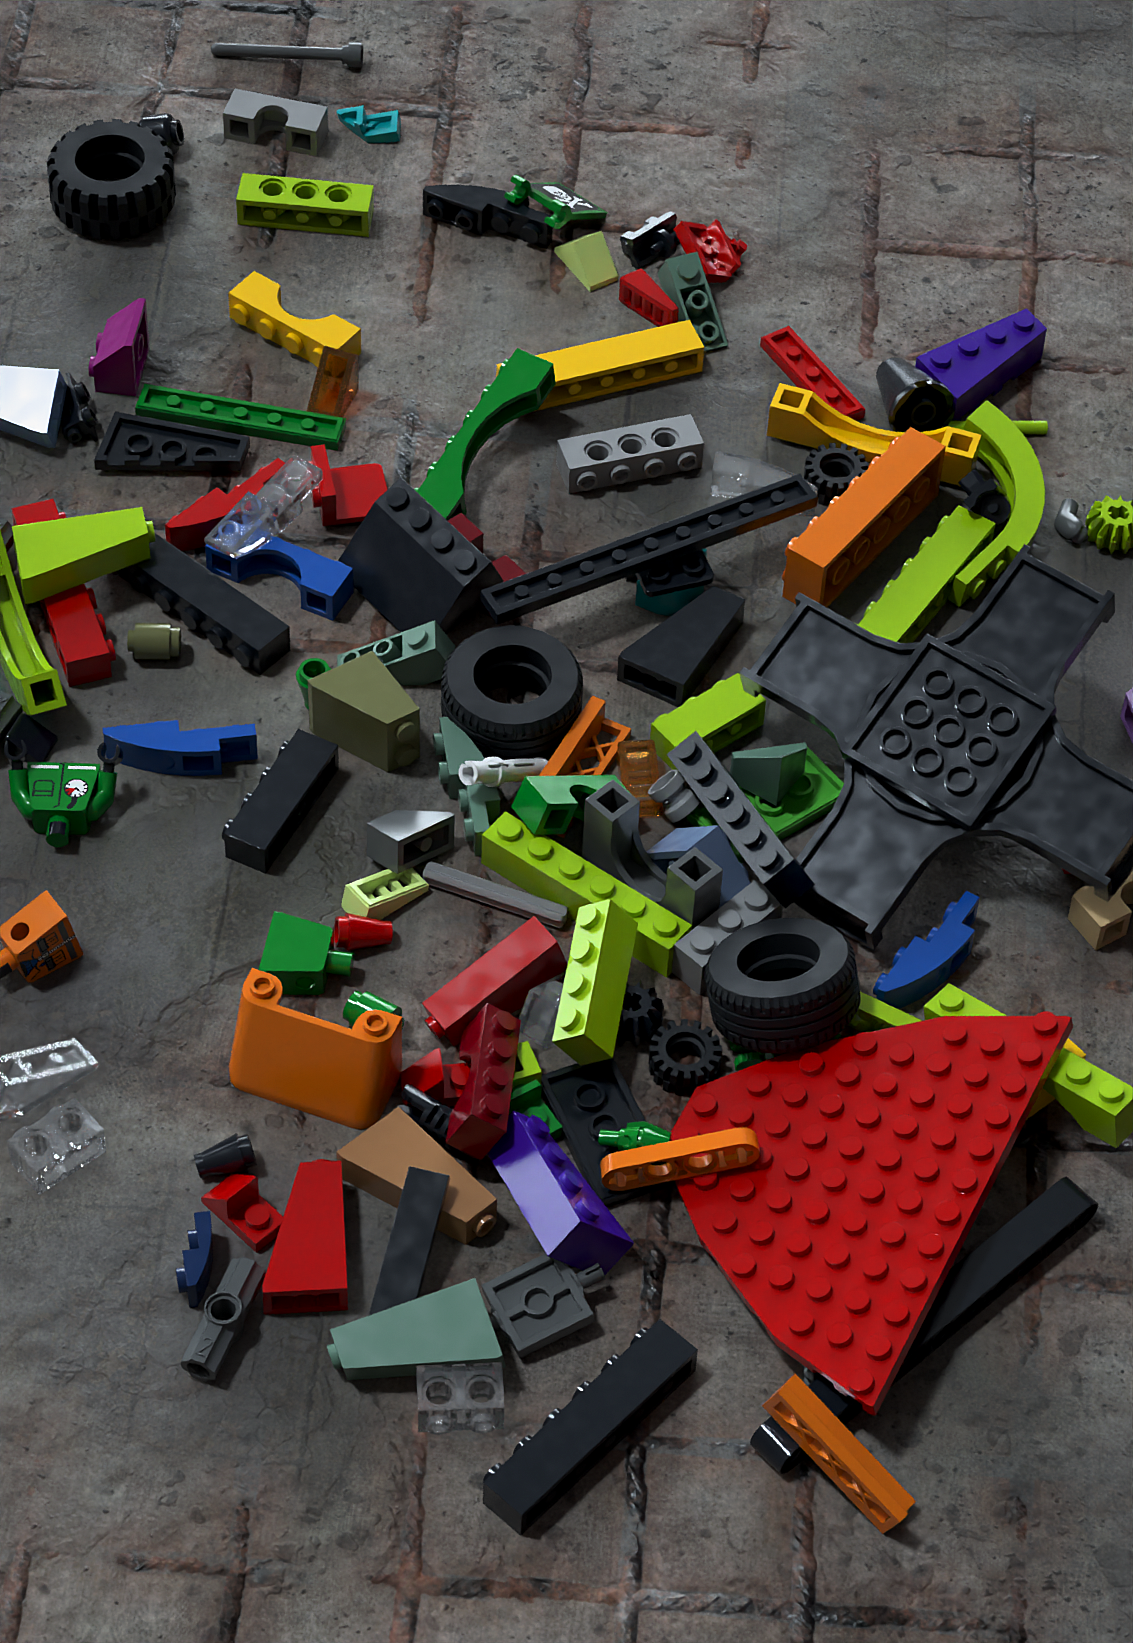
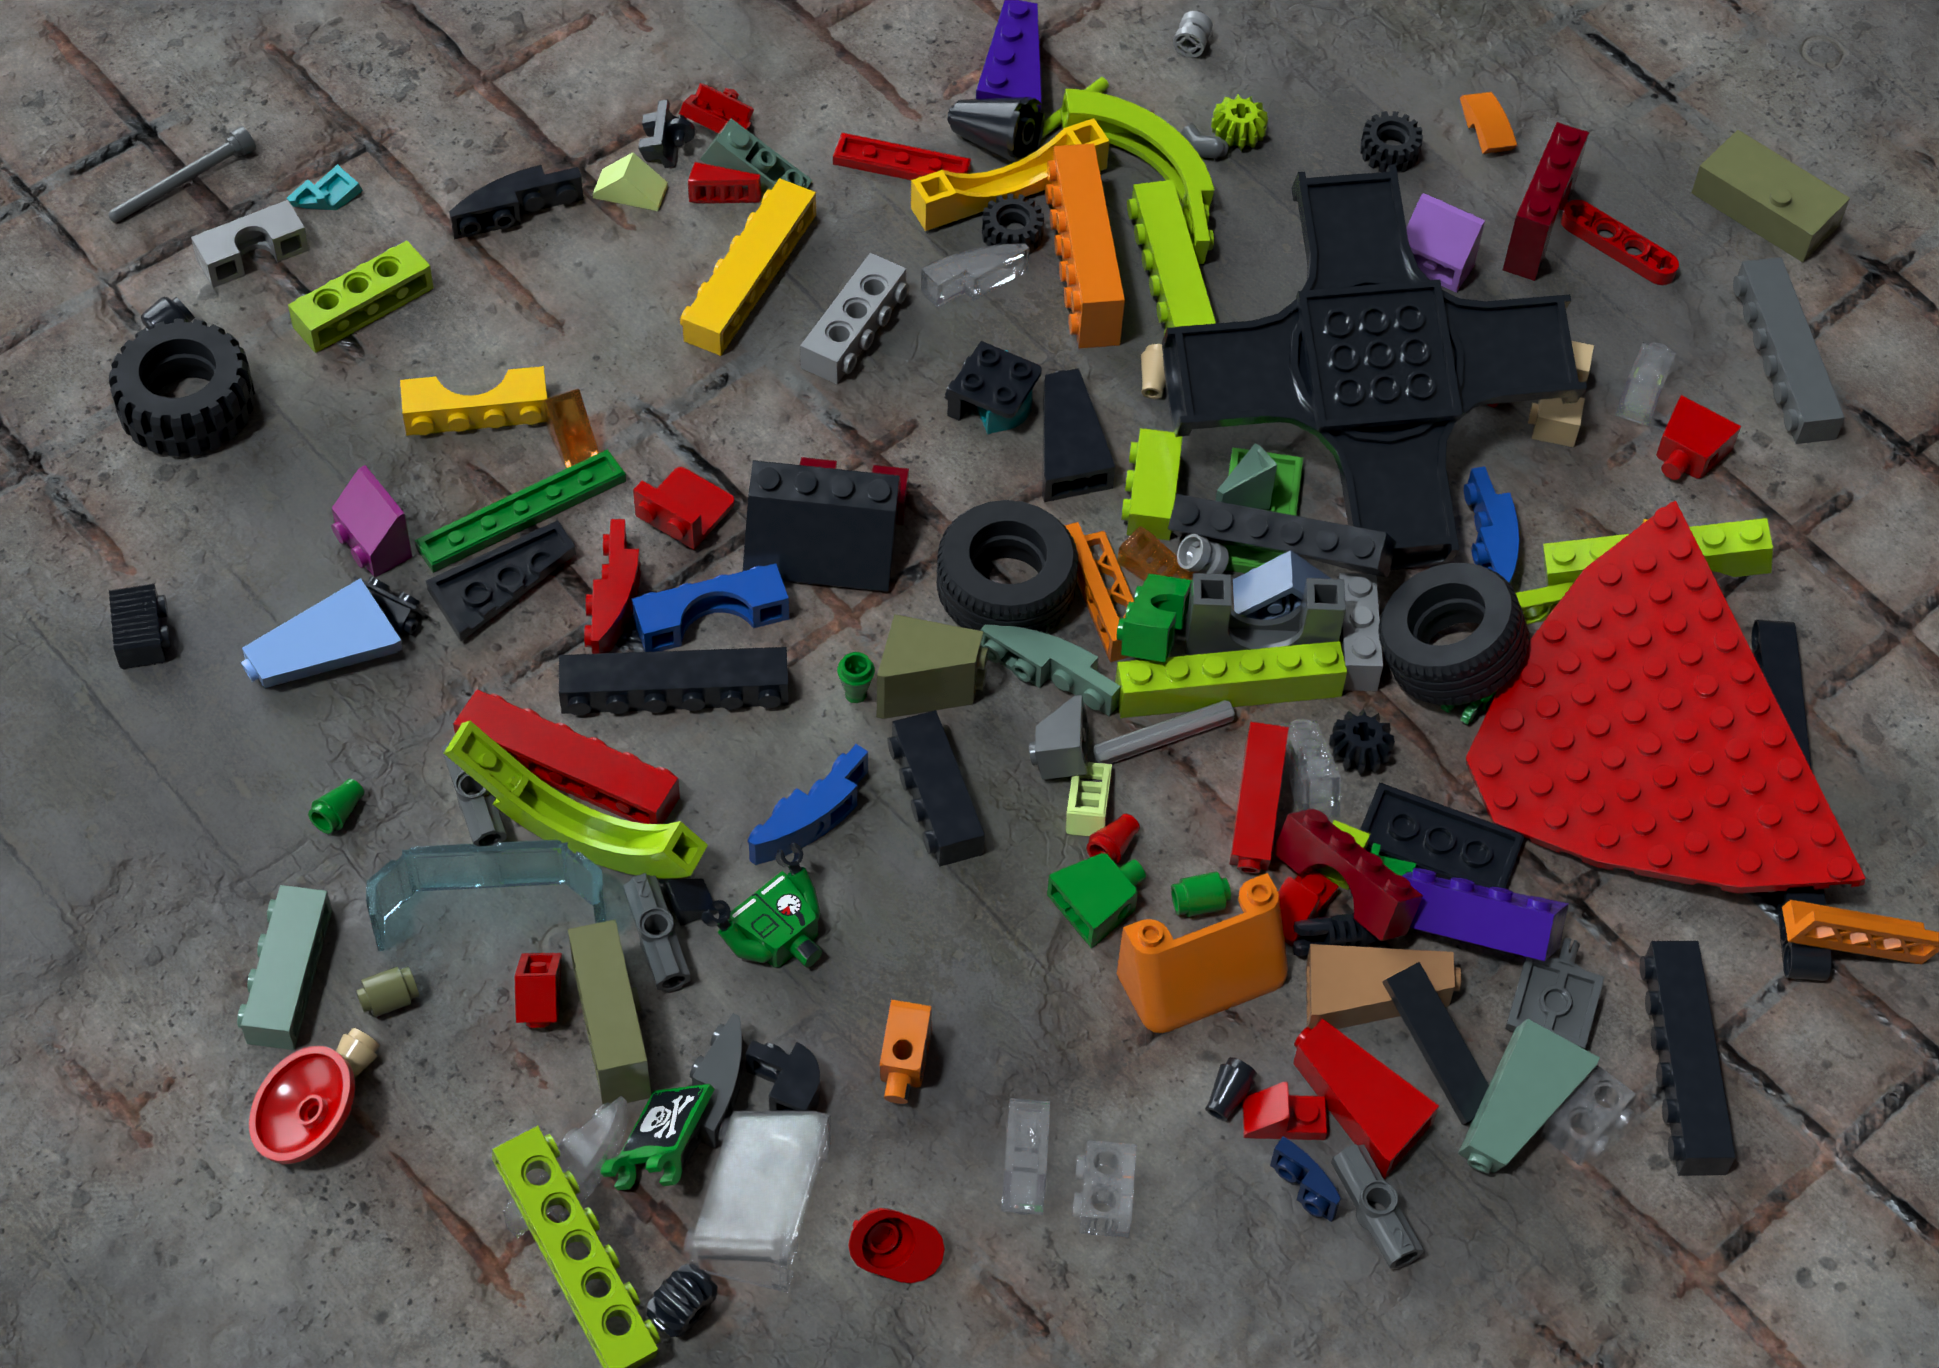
camera: 45 degrees left, 5 degrees up
(78, 549) = (559, 716): lime slope -> none
(154, 641) = (689, 741): olive brick -> none
(265, 515) = (665, 565): clear slope -> none
(410, 656) = (897, 592): sand green slope -> none
(495, 771) = (1077, 633): white pin -> none
(517, 390) = (734, 325): green arch -> none
(558, 198) = (561, 150): green flag -> none
(595, 982) = (1338, 736): lime brick -> none
(634, 1136) = (1484, 828): green piece -> none
(648, 549) = (984, 382): black plate -> none
(690, 1039) = (1430, 725): black tyre -> none
(724, 1148) = (1534, 817): orange beam -> none
(986, 498) = (1144, 165): black hips -> none

